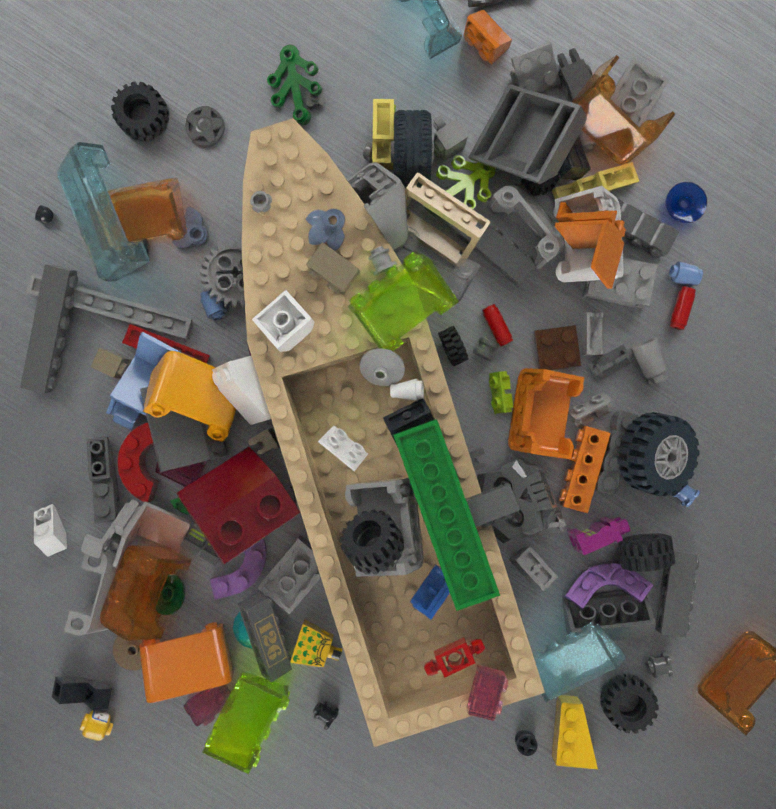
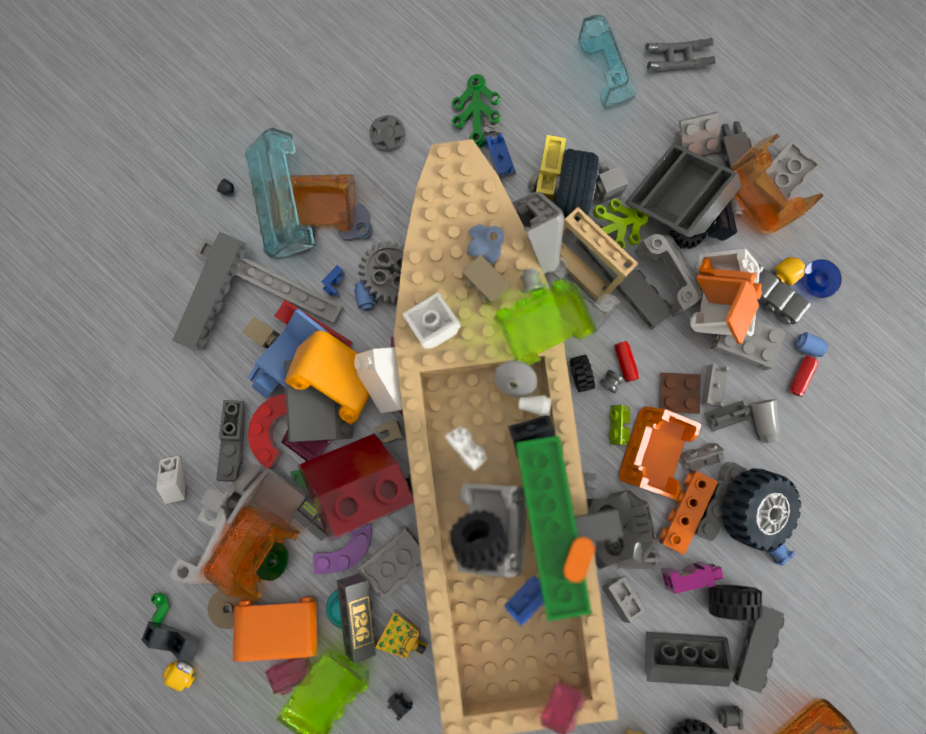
camera: 15 degrees right, 5 degrees down
(66, 659) = (162, 606): none -> green arm
(128, 100) = (331, 95): black tyre -> none
(175, 292) = (333, 278): none -> blue bracket
(257, 197) = (429, 203): light grey plate -> none
(328, 130) = (500, 156): none -> blue hinge
(432, 667) = (515, 673): red piece -> none
(478, 543) = (579, 559): none -> orange tile
(486, 36) = (659, 97): orange slope -> none
(576, 660) = (652, 695): clear light blue windscreen -> none
(604, 575) = (696, 619): medium lavender plate -> none
(610, 179) = (756, 245): light yellow slope -> none
(652, 200) = (790, 270): none -> yellow head

